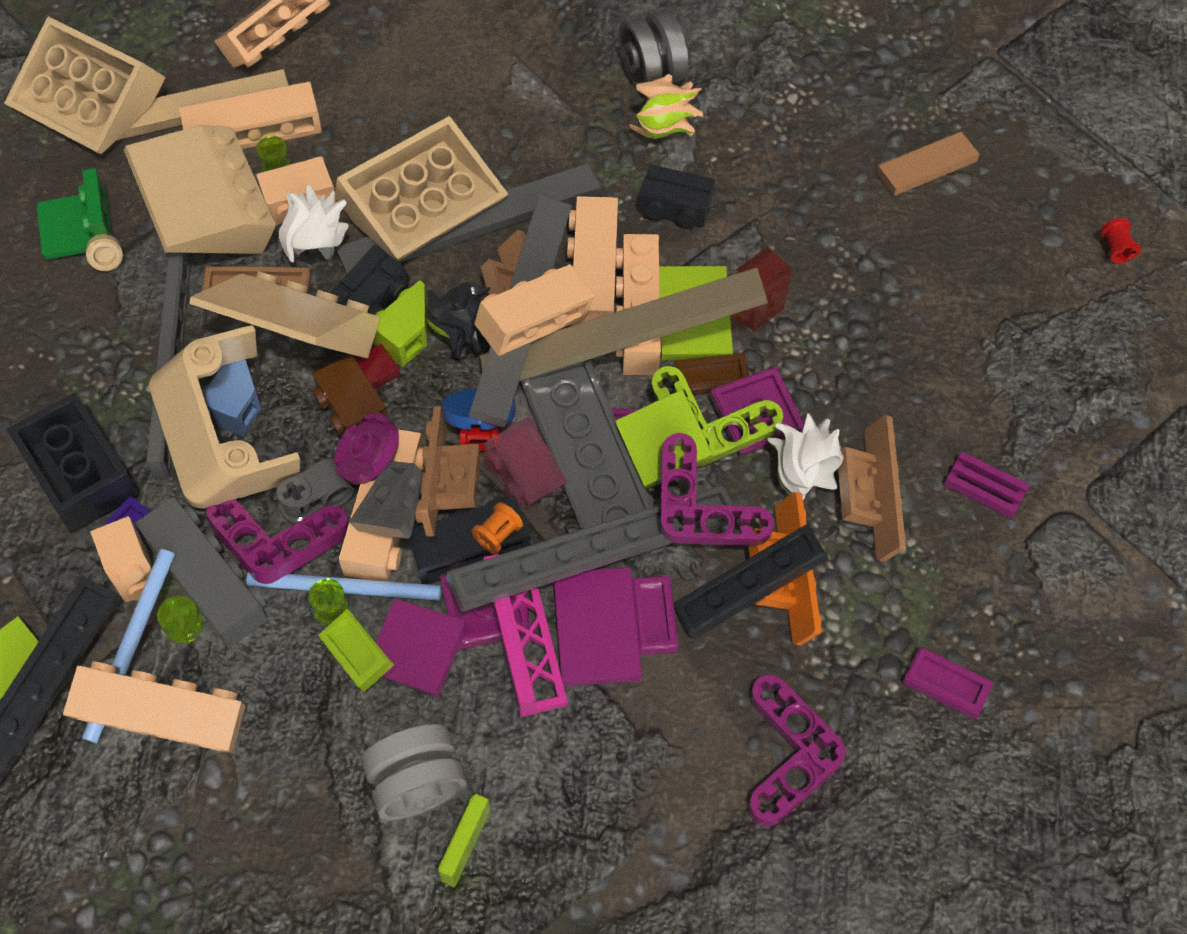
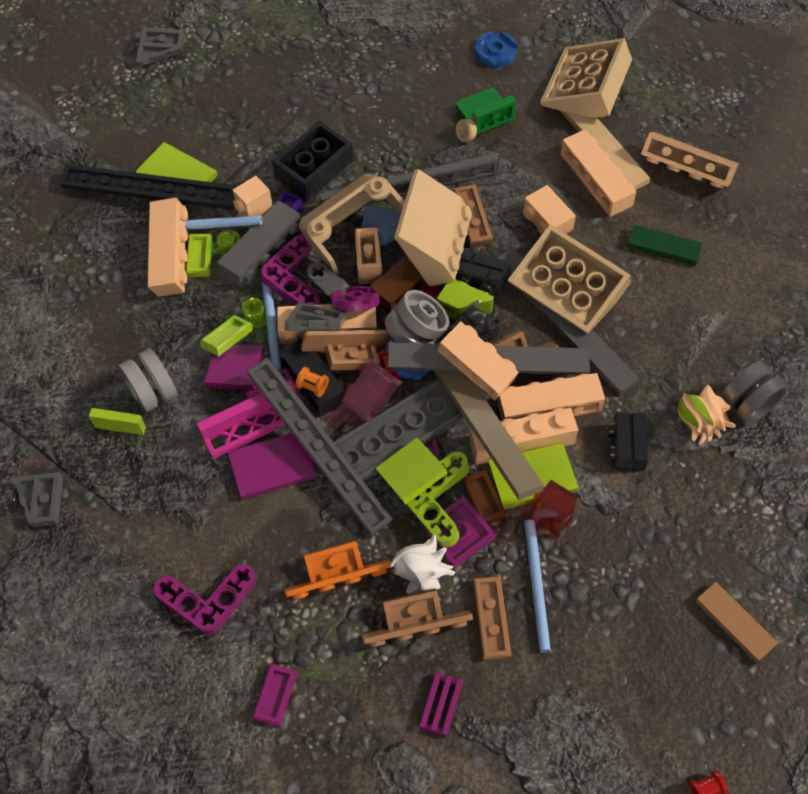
camera: 80 degrees right, 0 degrees up
(182, 666) = (199, 255): none -> lime tile
(201, 192) = (520, 159): tan slope -> none
(272, 152) = (571, 190): clear neon green bush -> none
(286, 421) = (368, 254): none -> light nougat brick
(312, 224) = (516, 225): white hair -> none
(393, 86) = (664, 245): none -> dark green tile
(433, 377) = (417, 319): none -> light grey wheel
(654, 615) = (287, 497): magenta tile -> none
(686, 506) = (357, 492): magenta beam -> none
(751, 581) = (315, 545): black tile -> none
(846, 345) = (537, 587): none -> light blue piece
(871, 402) = (492, 618): none -> medium nougat tile

